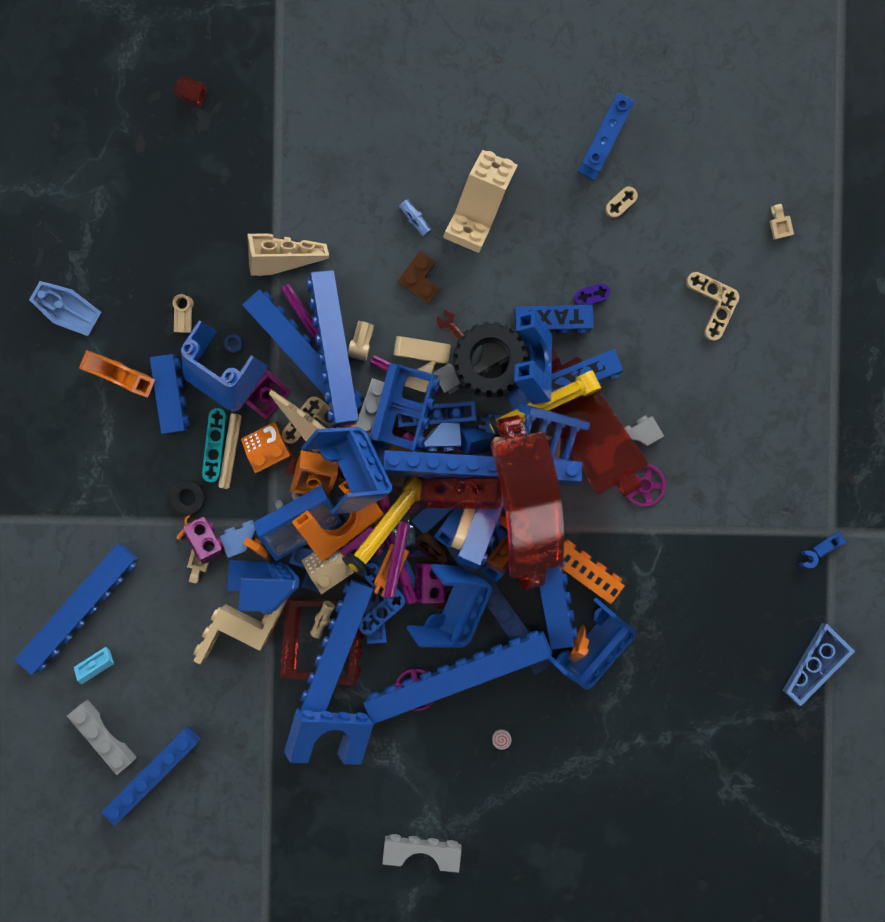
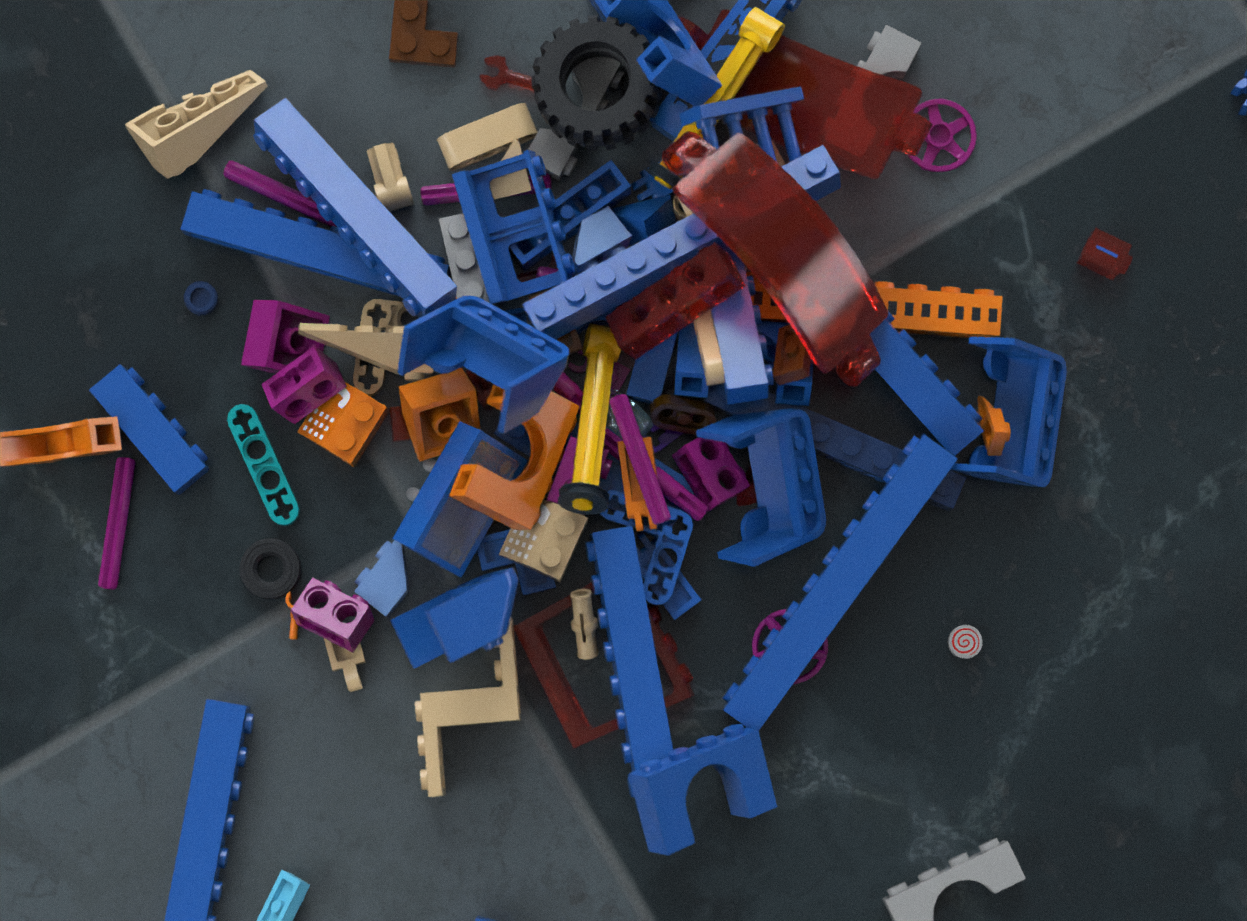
camera: 25 degrees left, 5 degrees down
(126, 429) = (116, 523): none -> magenta axle
(182, 317) = (100, 301): tan piece -> none
(230, 451) = (293, 464): tan axle -> none
(233, 386) = (234, 364): blue windscreen -> none
(256, 420) = (304, 385): none -> magenta brick
(258, 547) = (423, 574): orange plate -> none
(688, 594) = (1105, 254): none -> clear red brick

